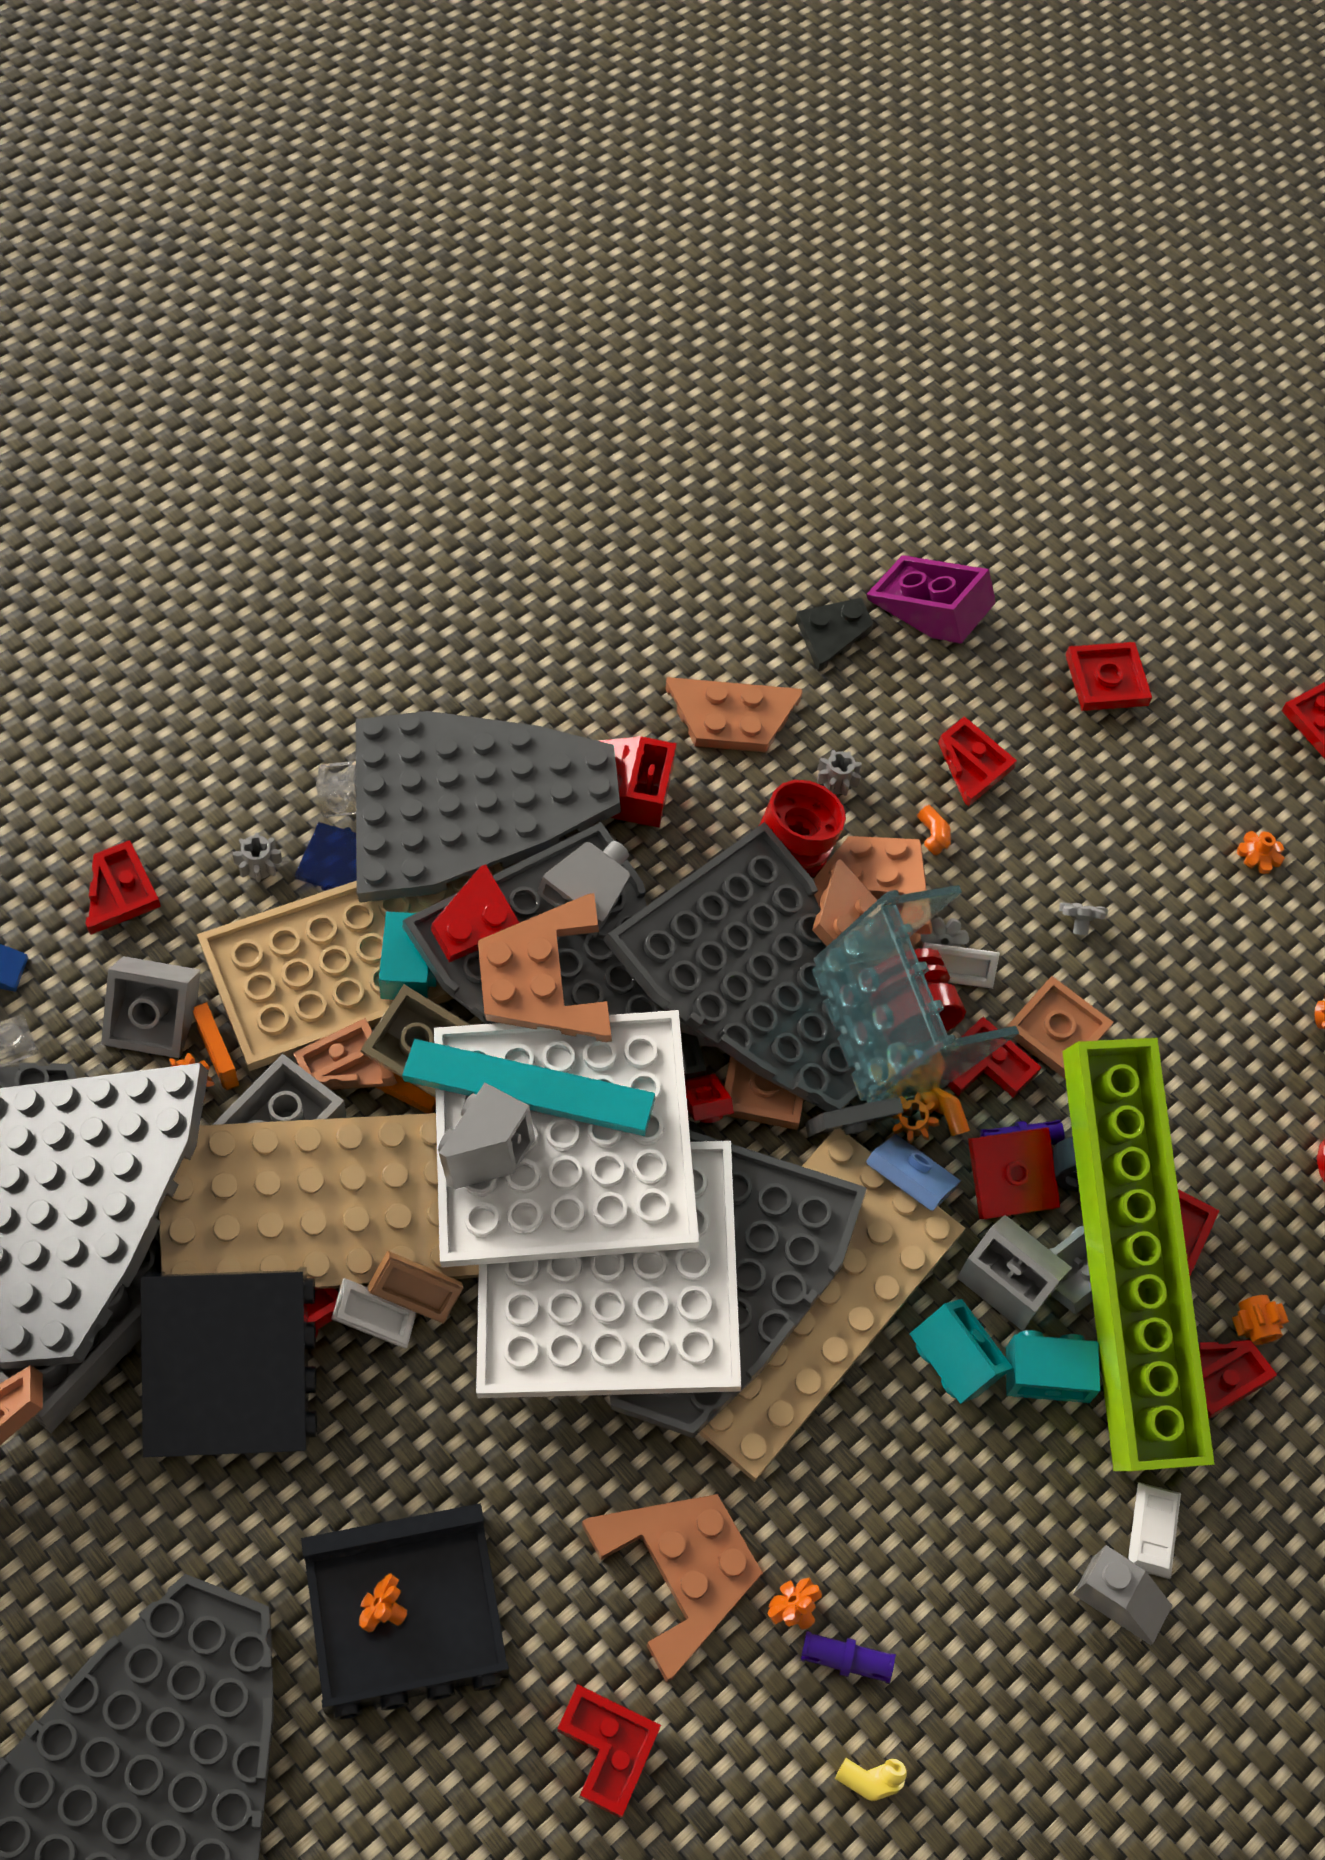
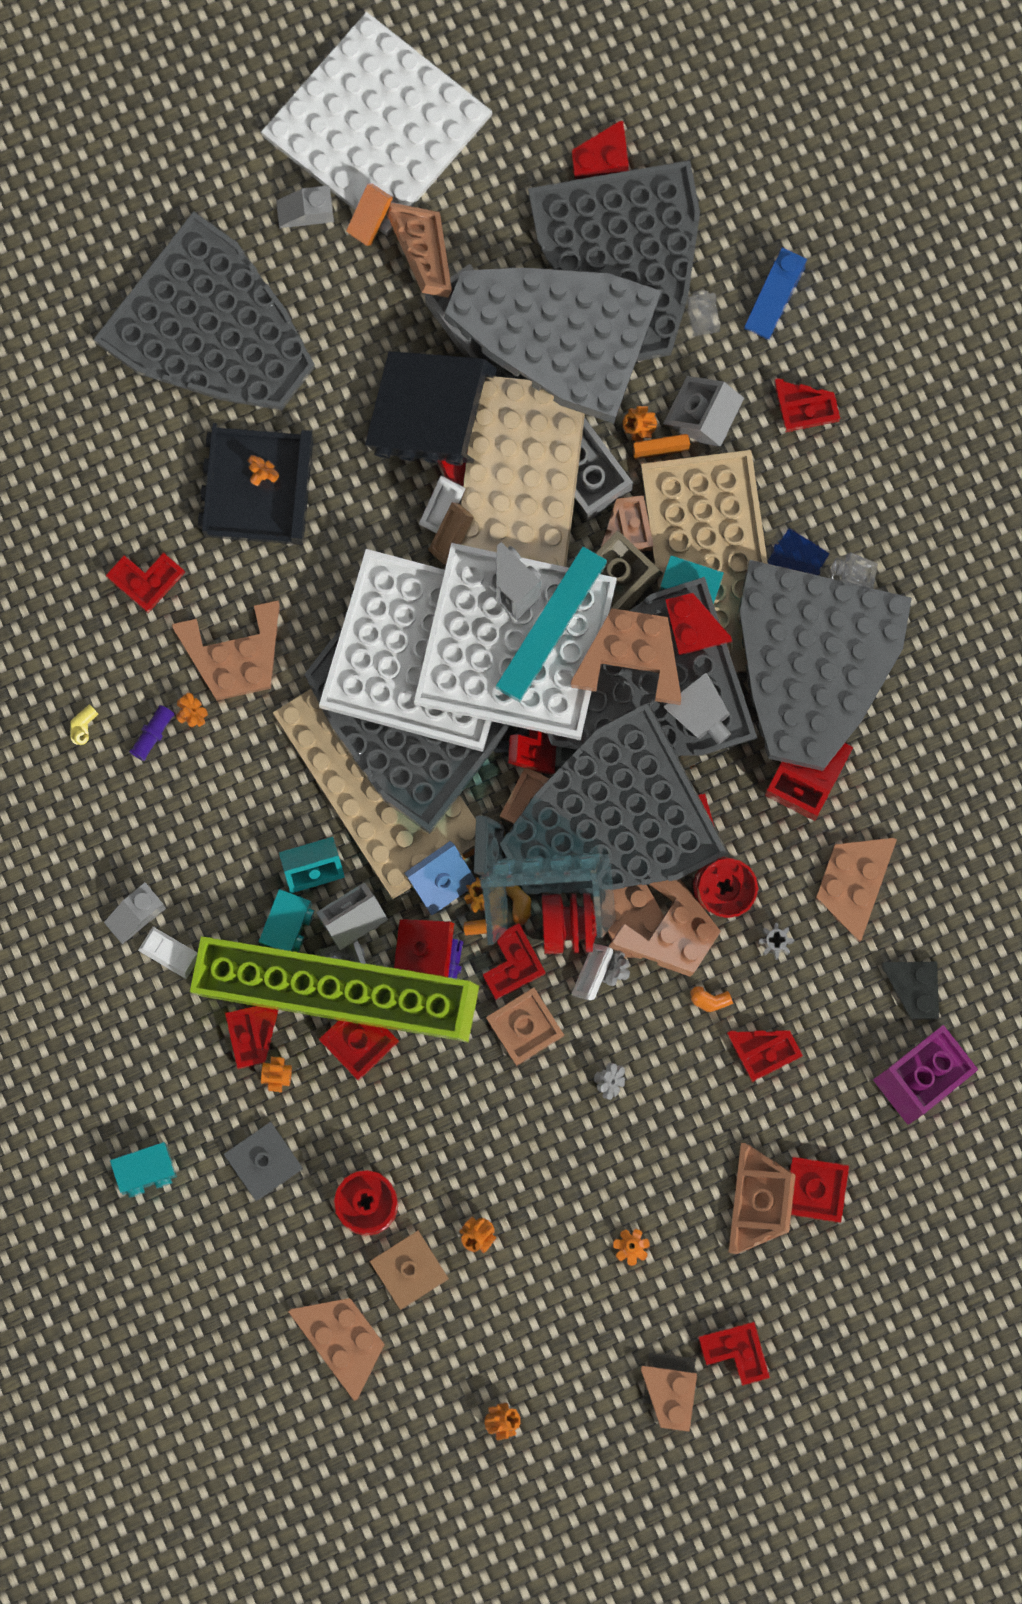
camera: 115 degrees right, 20 degrees up
(257, 857) = (798, 503): light grey gear -> none
(841, 903) = (646, 897): nougat wing -> none
(1148, 723) = (760, 1201): none -> nougat wing

